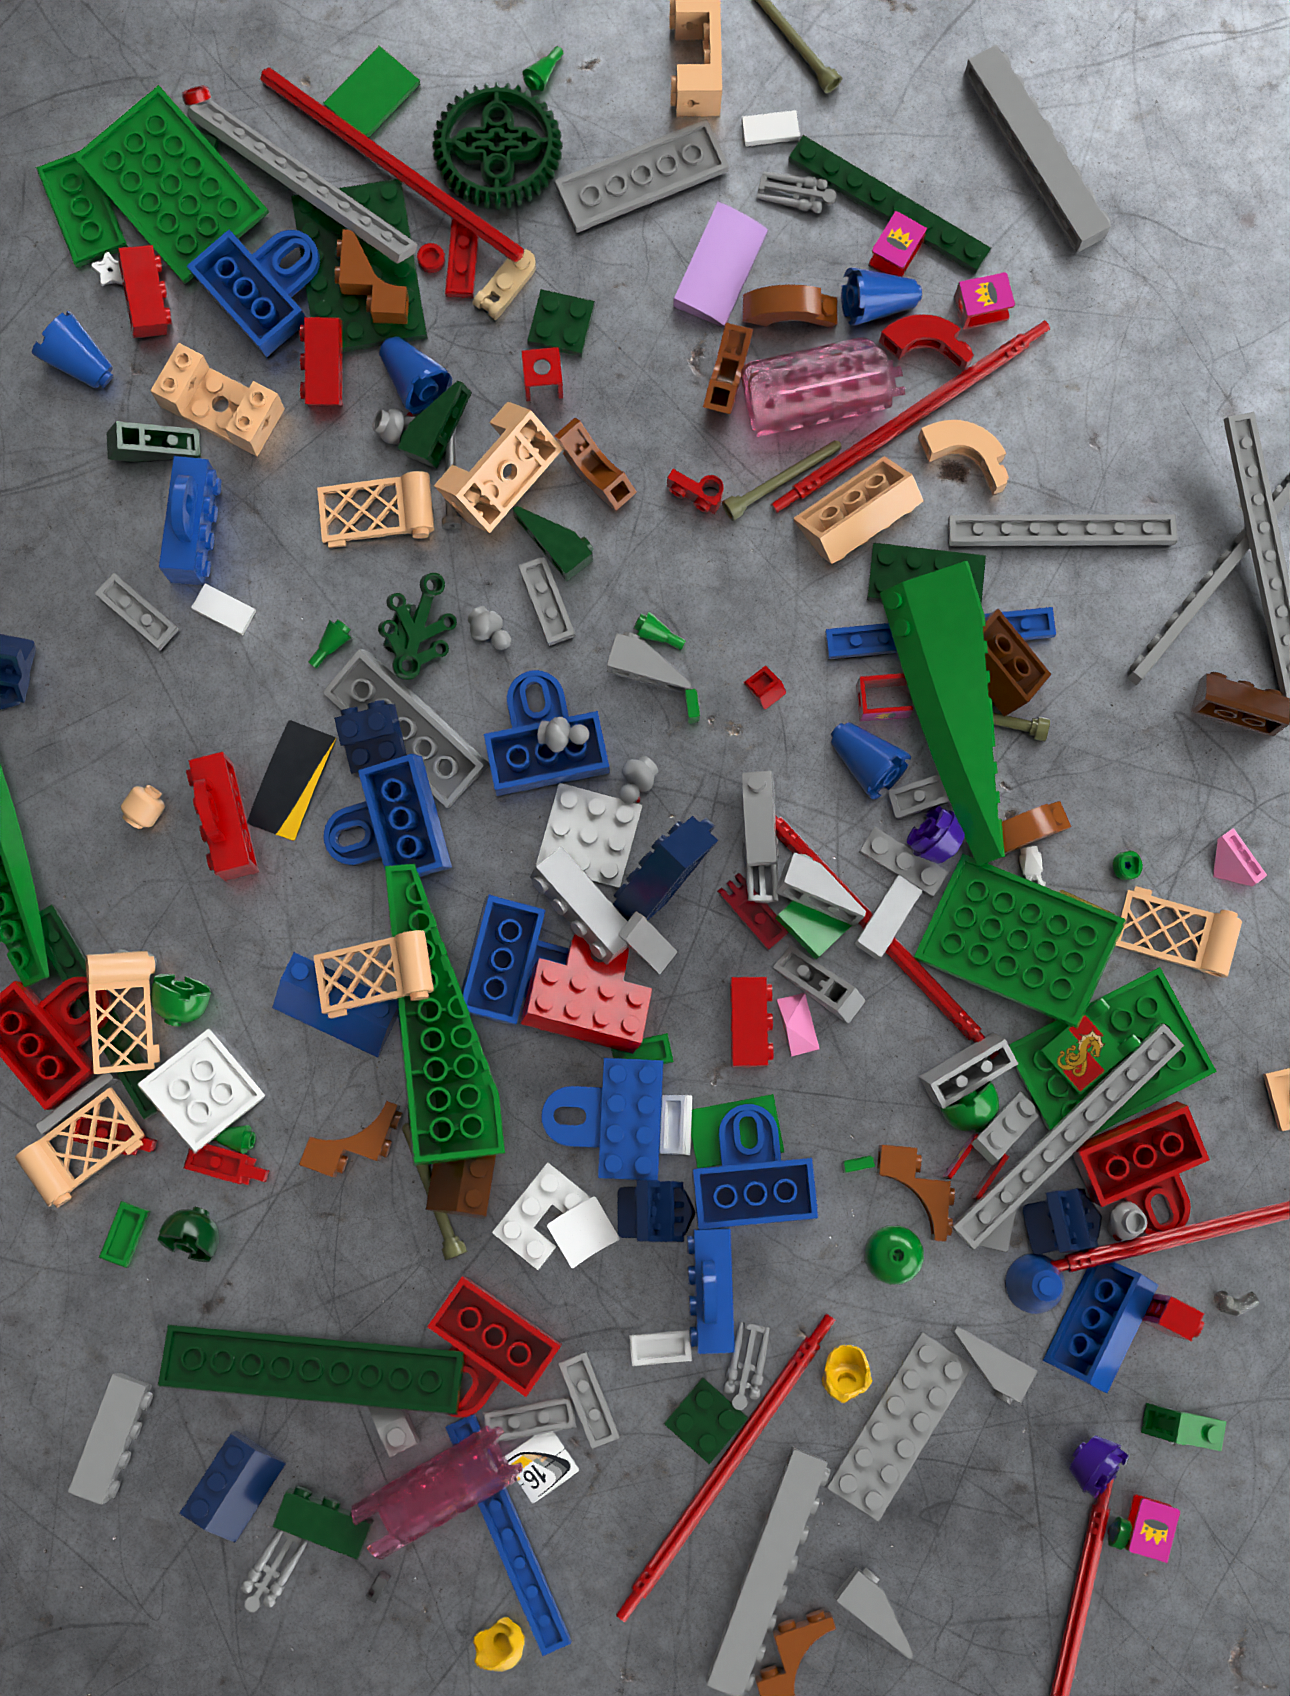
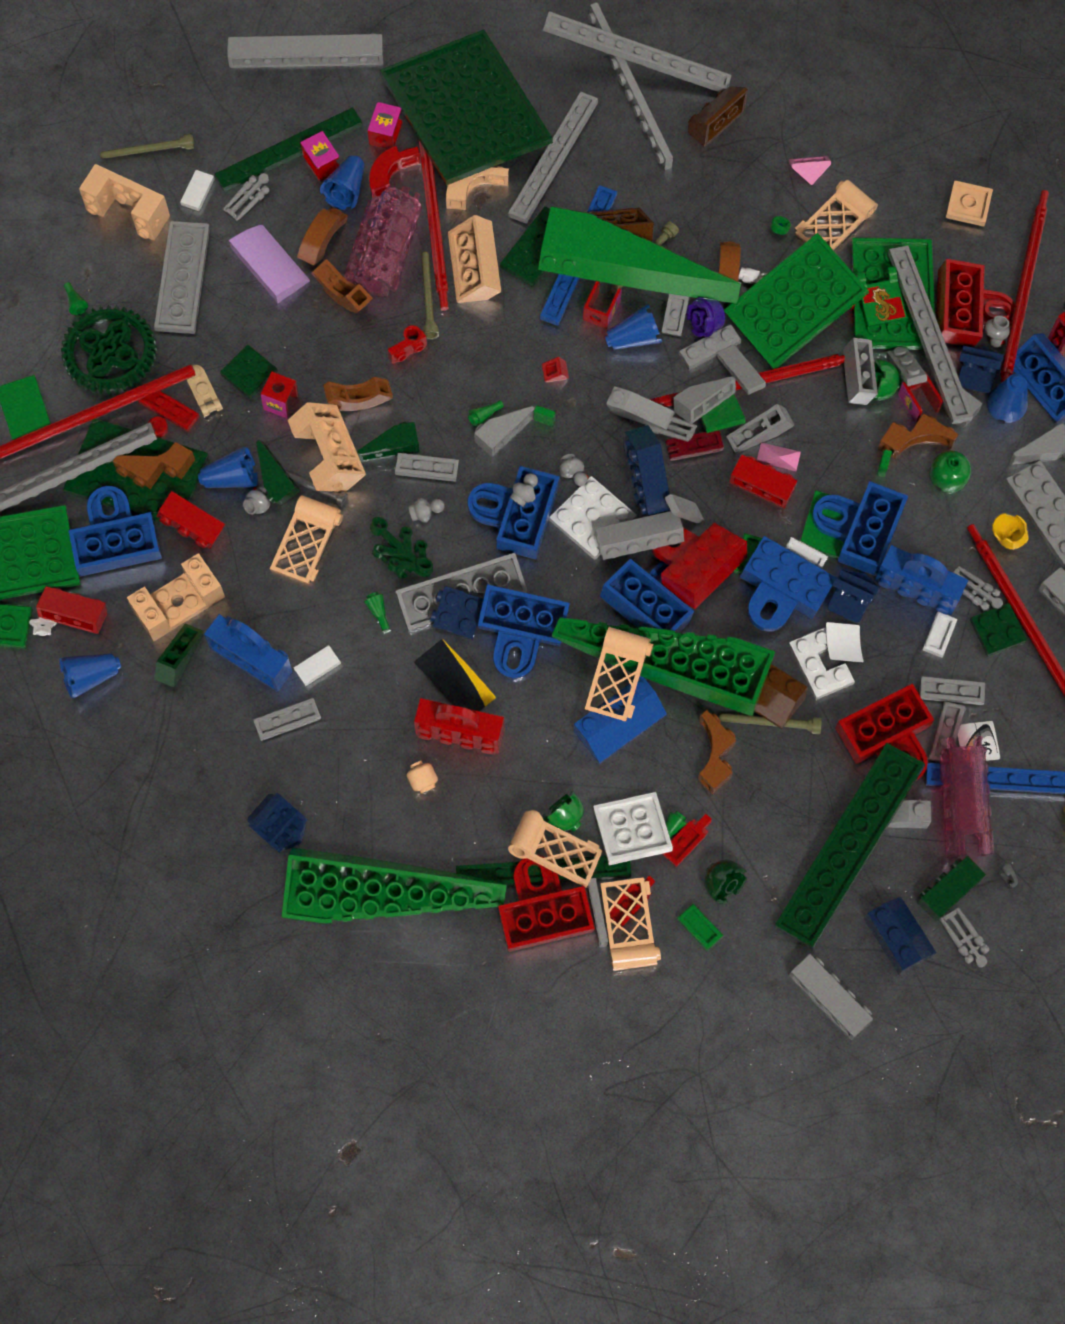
camera: 60 degrees left, 10 degrees down
(1066, 384) = (465, 107): none -> dark green plate

